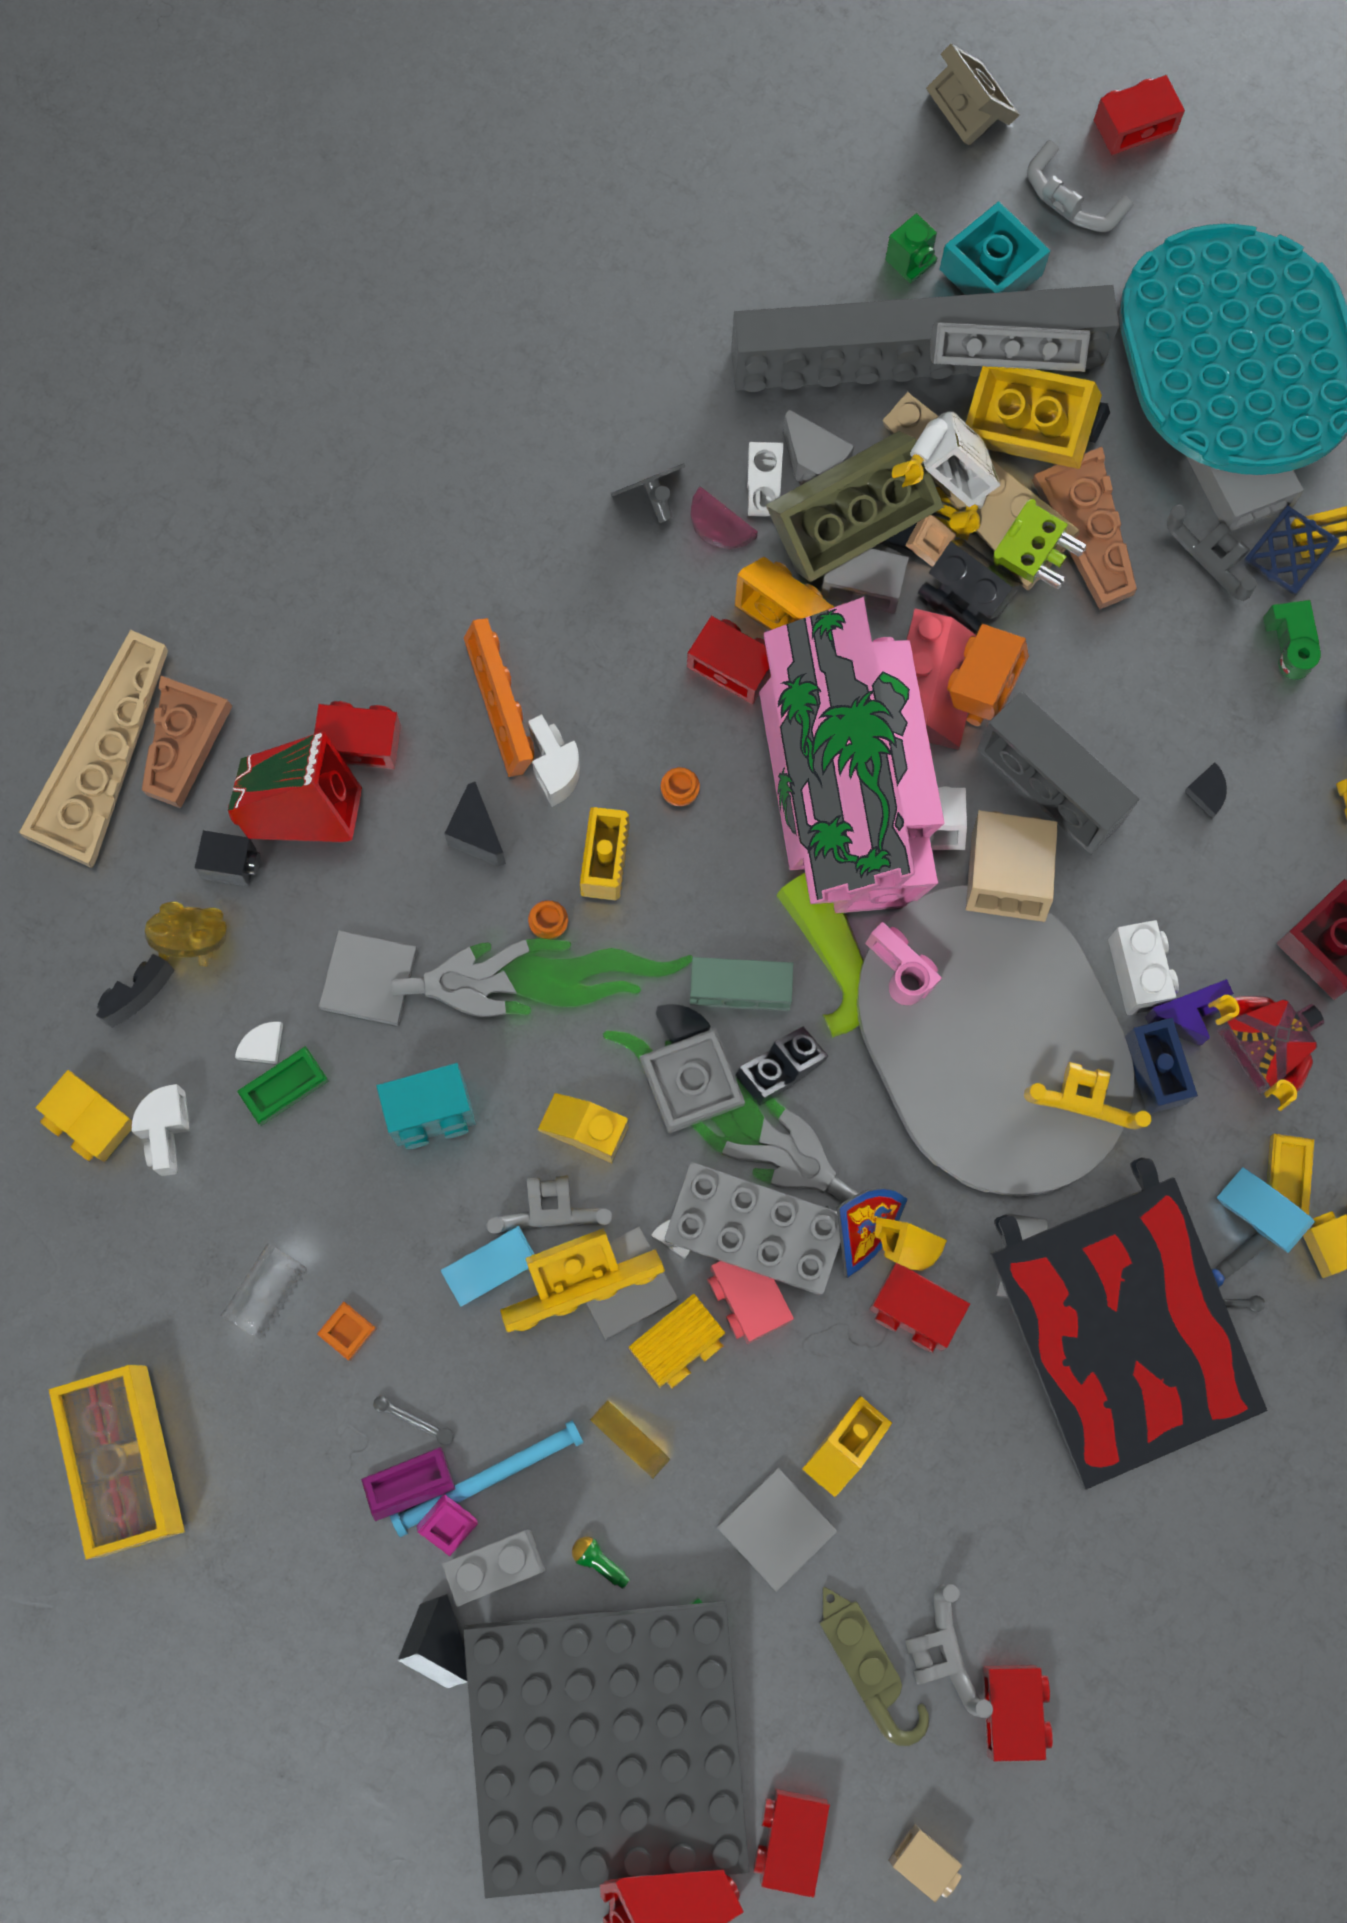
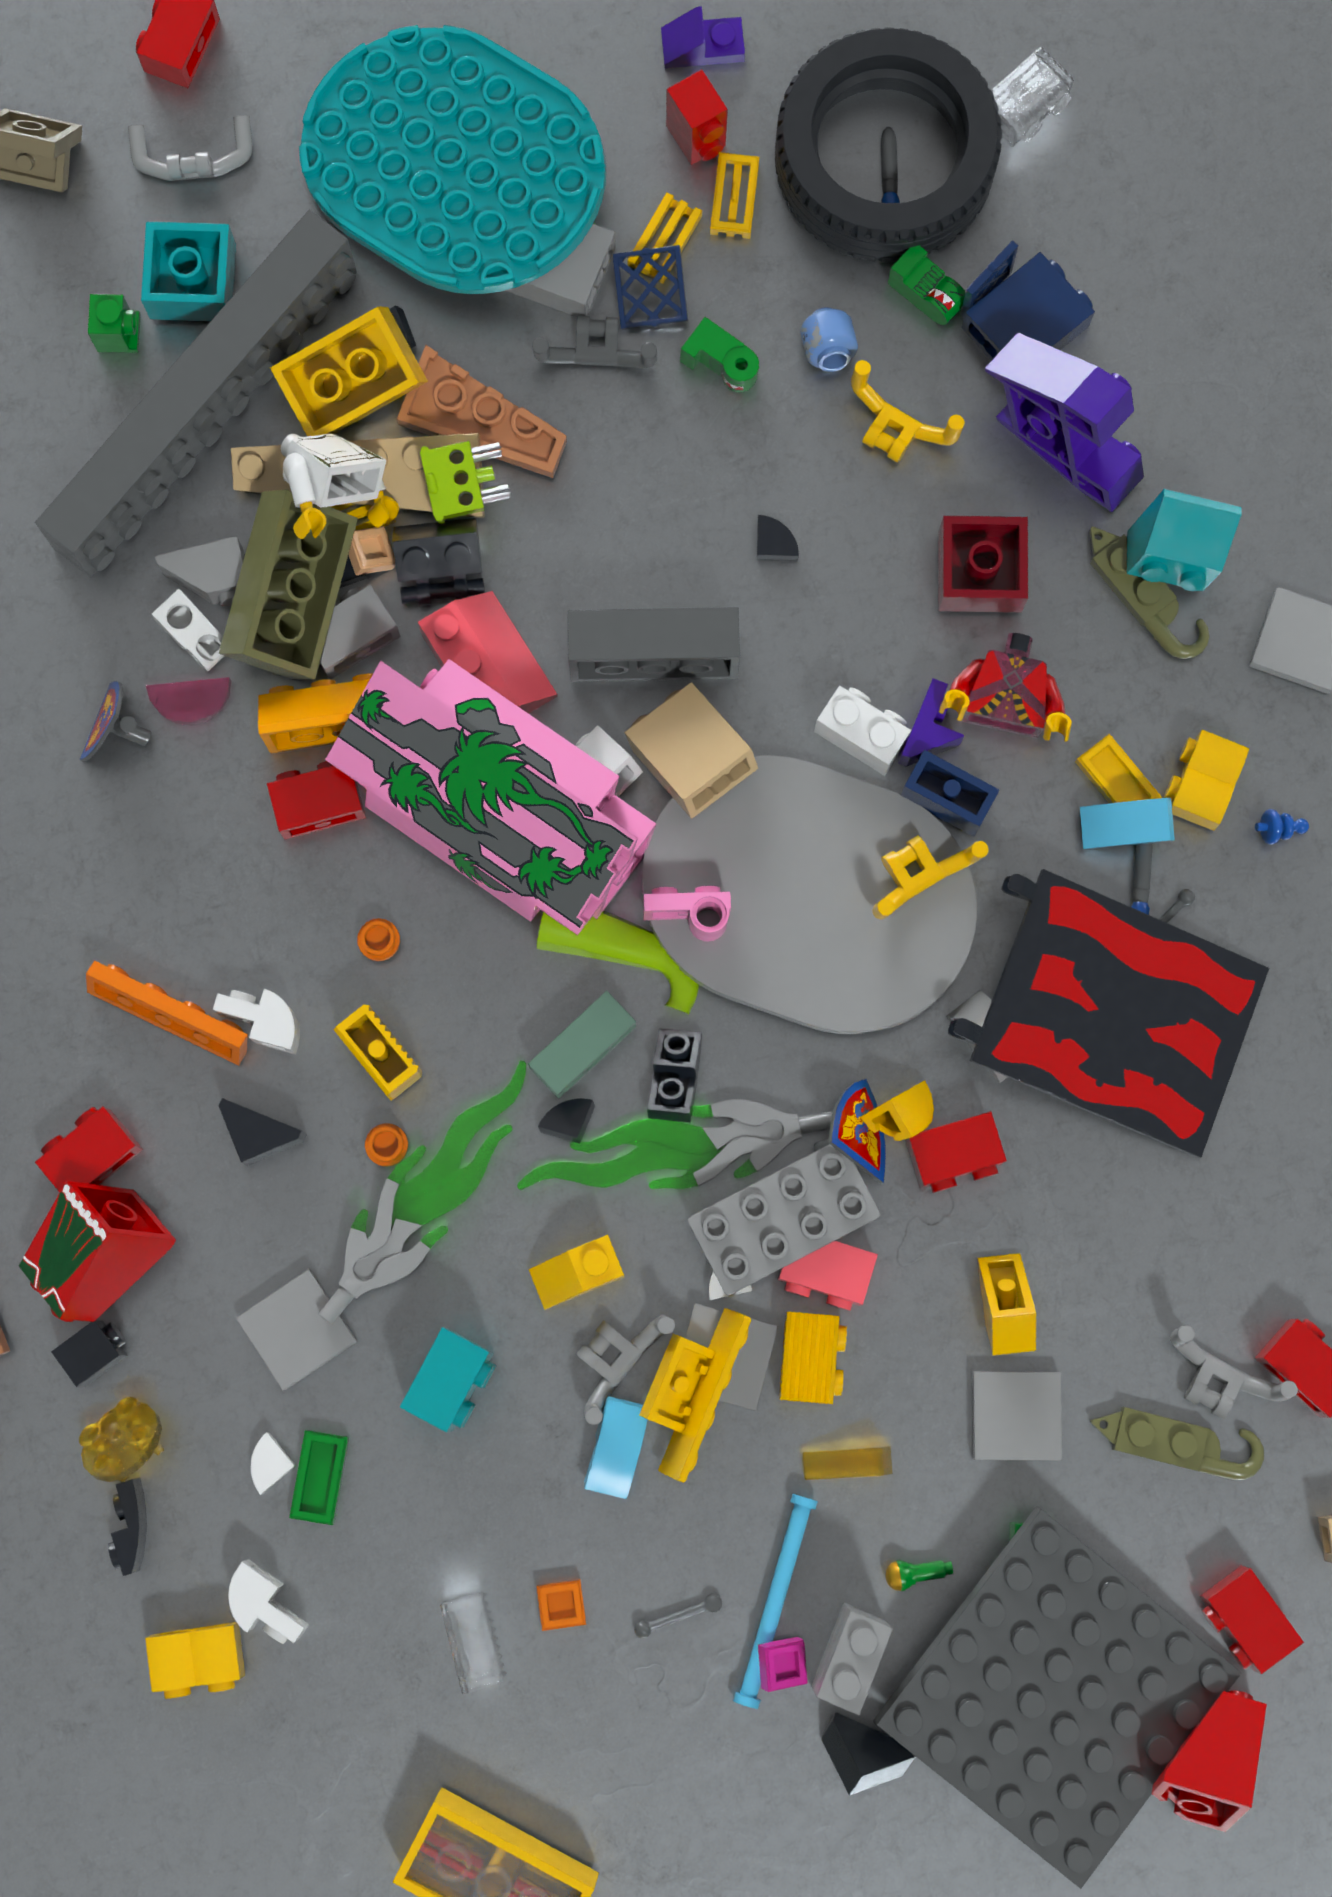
camera: 45 degrees left, 5 degrees up
(408, 1484) = (724, 1665): magenta tile -> none
(692, 1081) = (621, 1155): light grey tile -> none
(988, 673) = (524, 618): orange brick -> none
(1009, 346) = (281, 341): light grey brick -> none

